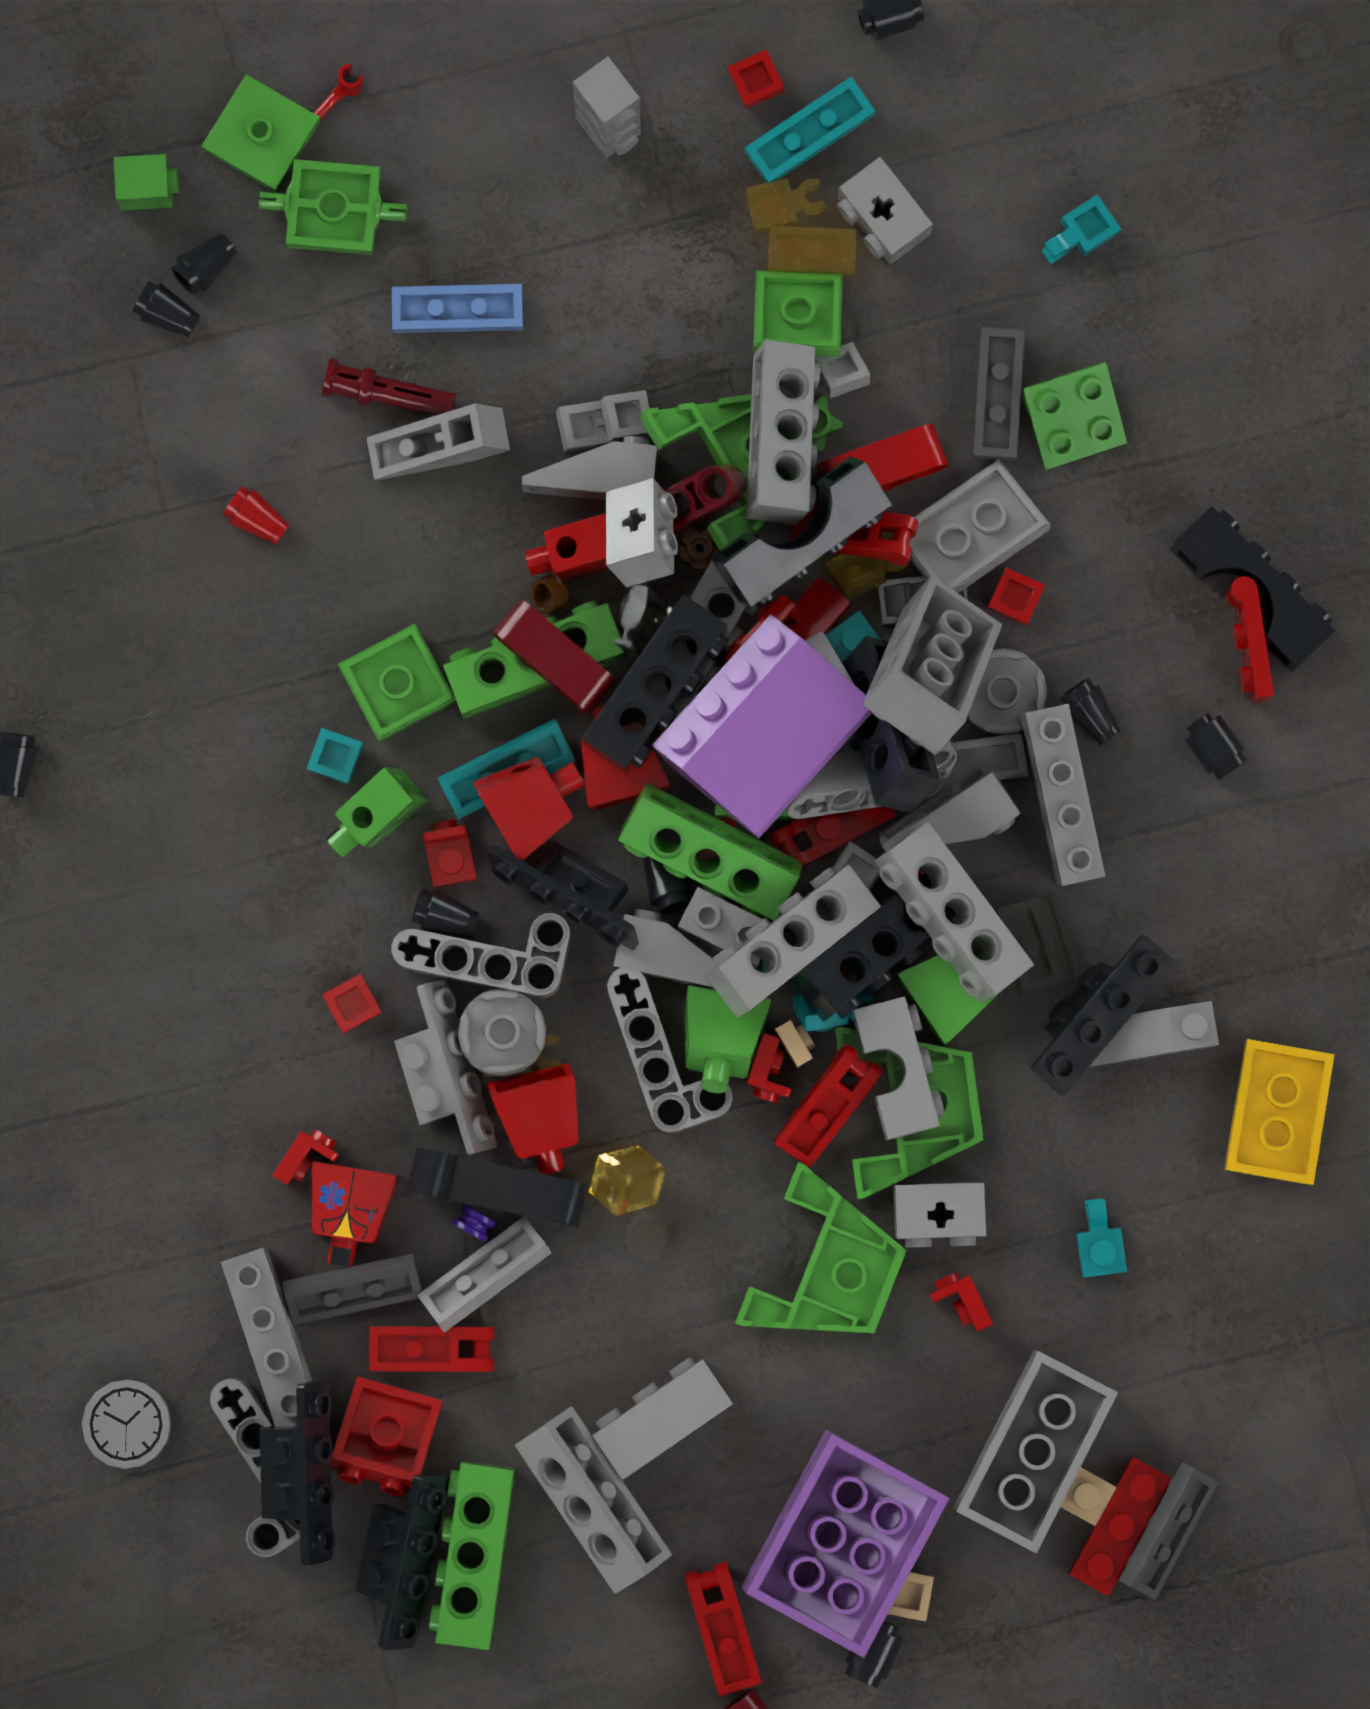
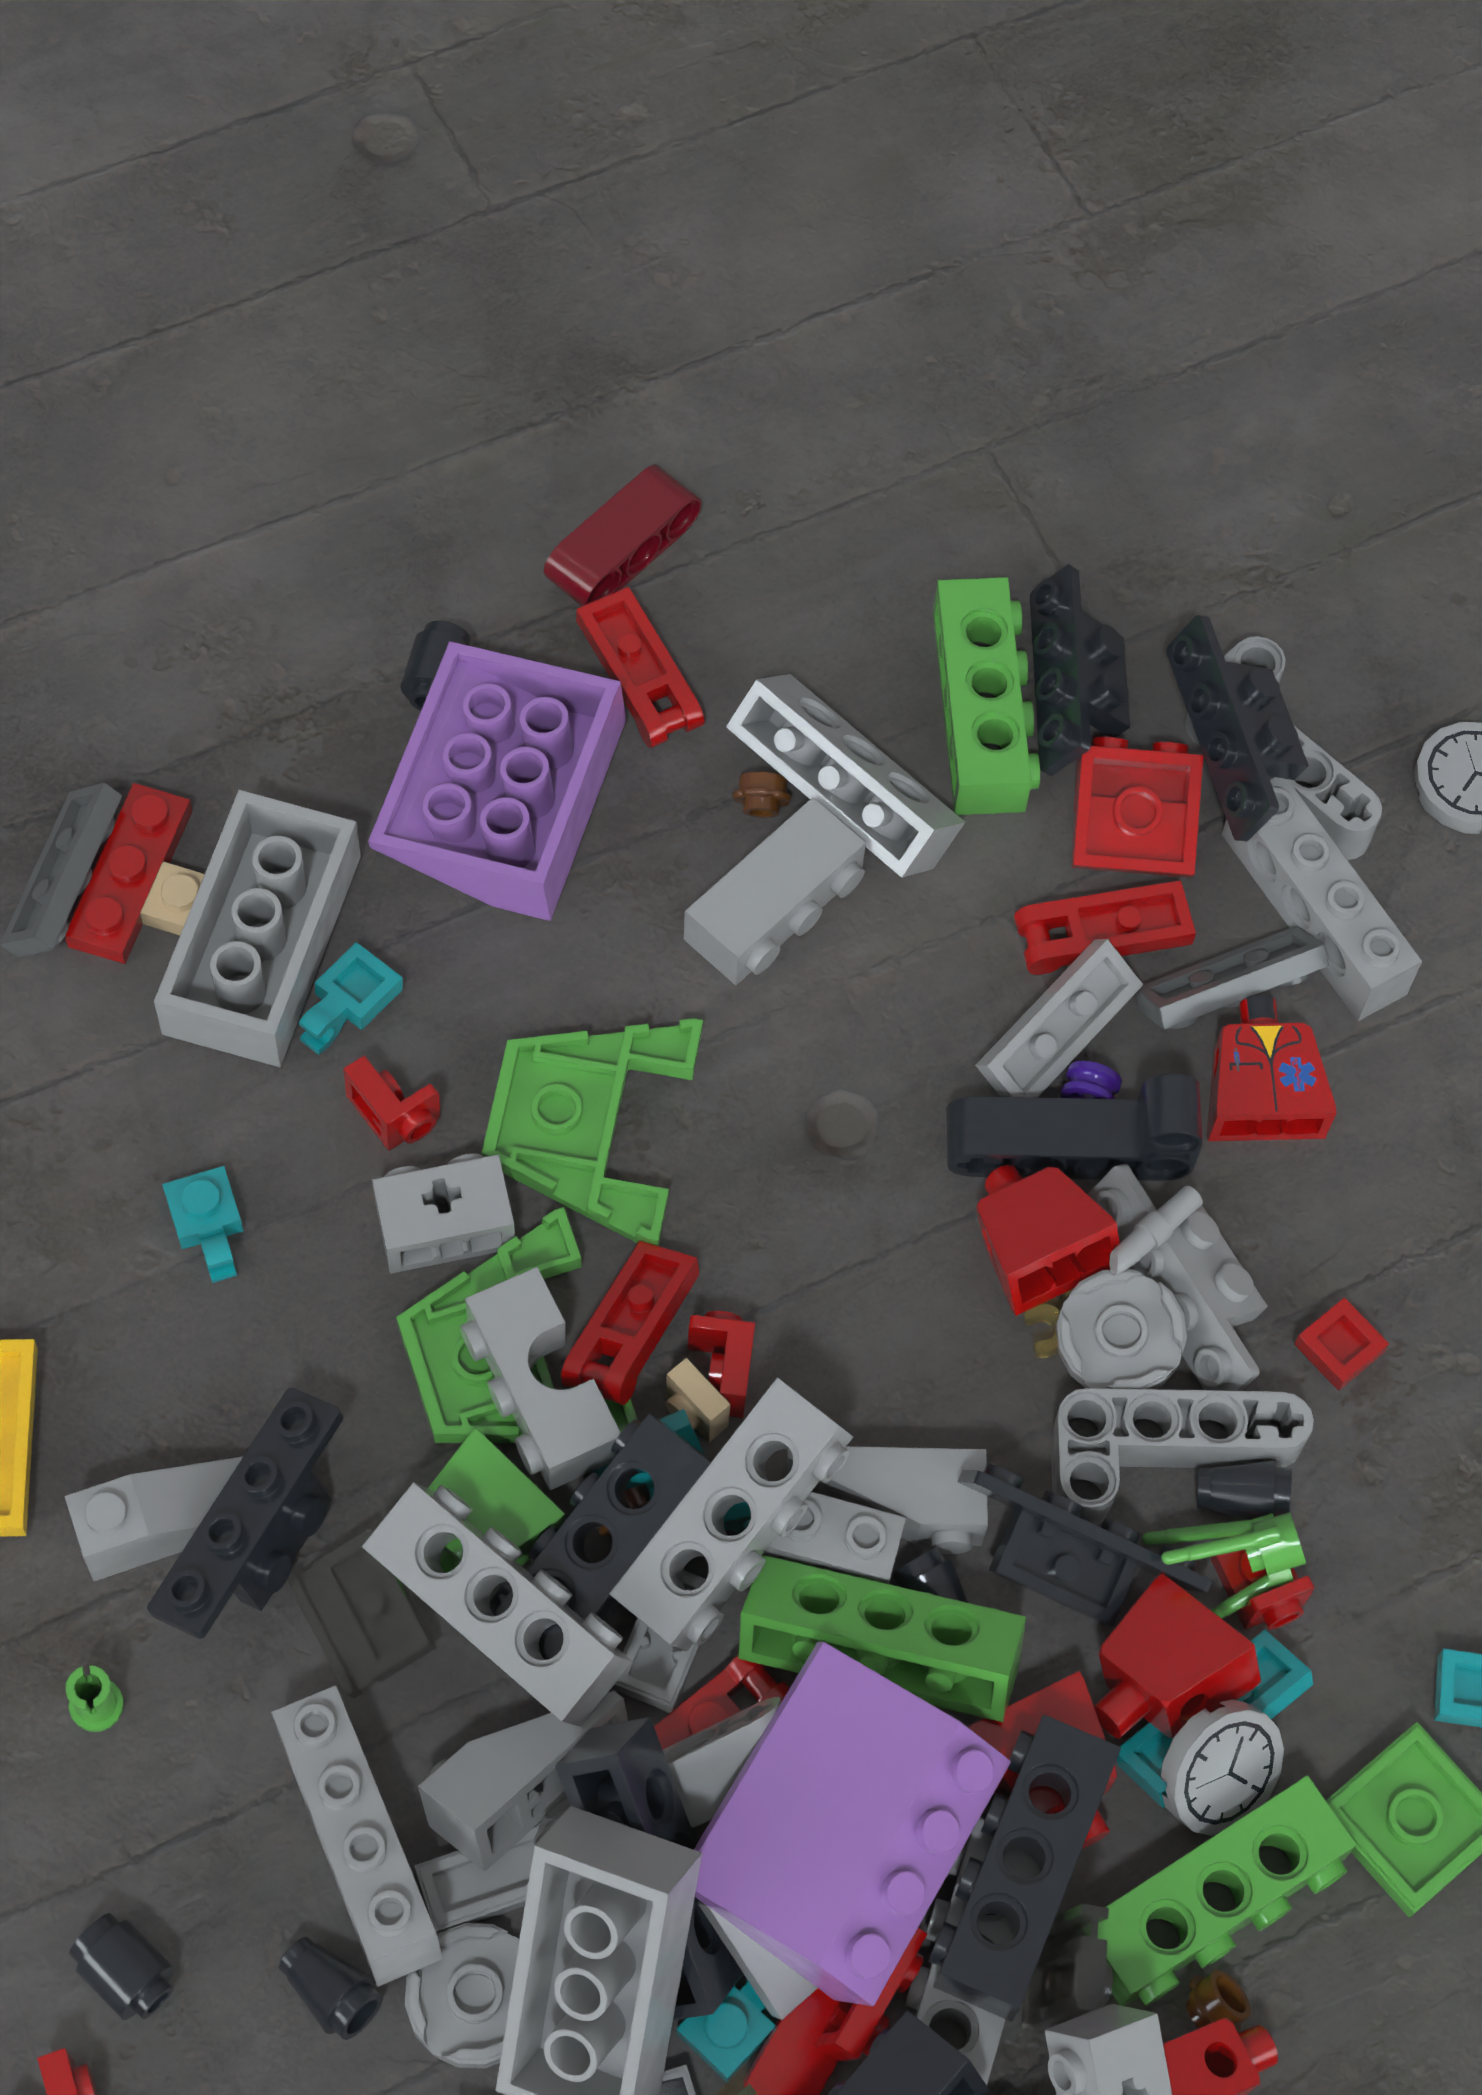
camera: 165 degrees right, 20 degrees down
(297, 1160) = (1343, 1144): red bracket -> none
(391, 800) = (1386, 1615): bright green torso -> none
(443, 864) = (1268, 1541): none -> bright green plant
(463, 1095) = (1154, 1229): none -> light grey piece
(512, 730) = (1222, 1766): none -> light grey tile
(554, 657) = (1193, 1880): dark red beam -> none
(627, 1180) = (893, 1179): clear yellow panel -> none
(655, 1502) = (762, 794): none -> reddish brown plate
(658, 1048) = (888, 1358): light grey beam -> none
(719, 1040) = (813, 1365): bright green torso -> none
(913, 1597) = (391, 738): tan plate -> none
(974, 1397) = (350, 990): none -> teal plate
(1204, 922) = (107, 1704): none -> bright green pin

